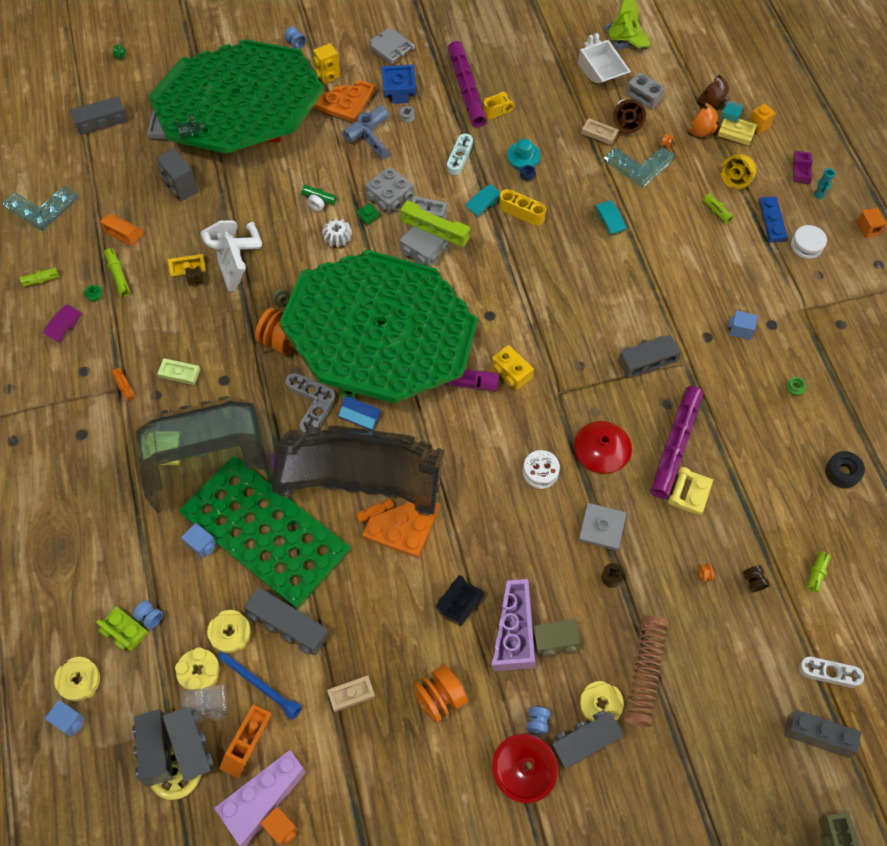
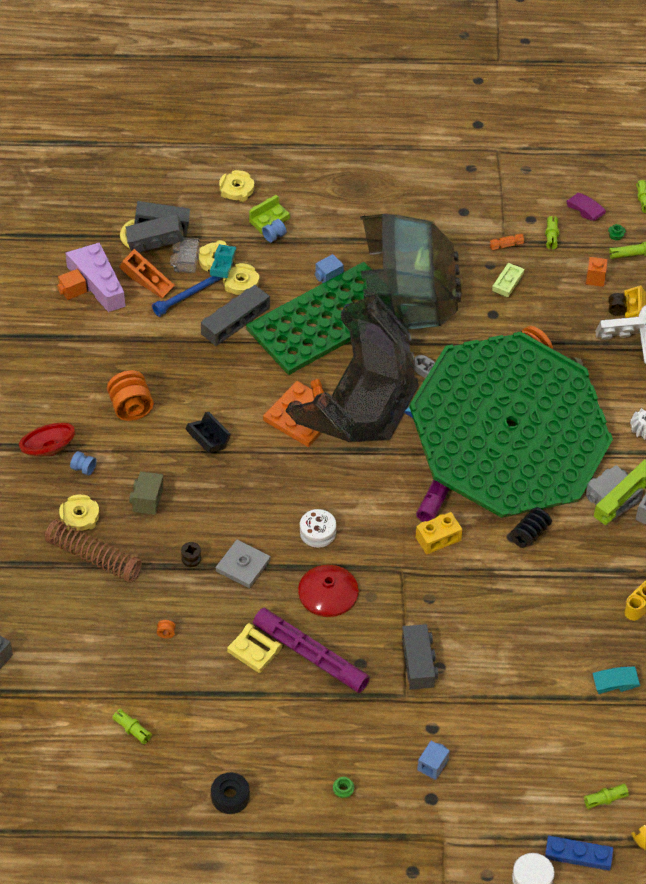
camera: 105 degrees right, 10 degrees down
(65, 718) = (207, 174): medium blue brick -> none
(103, 346) = (552, 232): none -> lime pin
(155, 297) = (596, 271): none -> orange brick
(212, 653) = (223, 261): none -> teal slope
(351, 693) = (157, 346): tan plate -> none
(482, 297) = (530, 527): none -> black piece
(515, 636) = (175, 466): lavender wedge -> none
(587, 738) = (52, 487): dark grey brick -> none
(756, 578) = (144, 667): dark brown wheel -> none
(847, 669) = (34, 709): white beam -> none

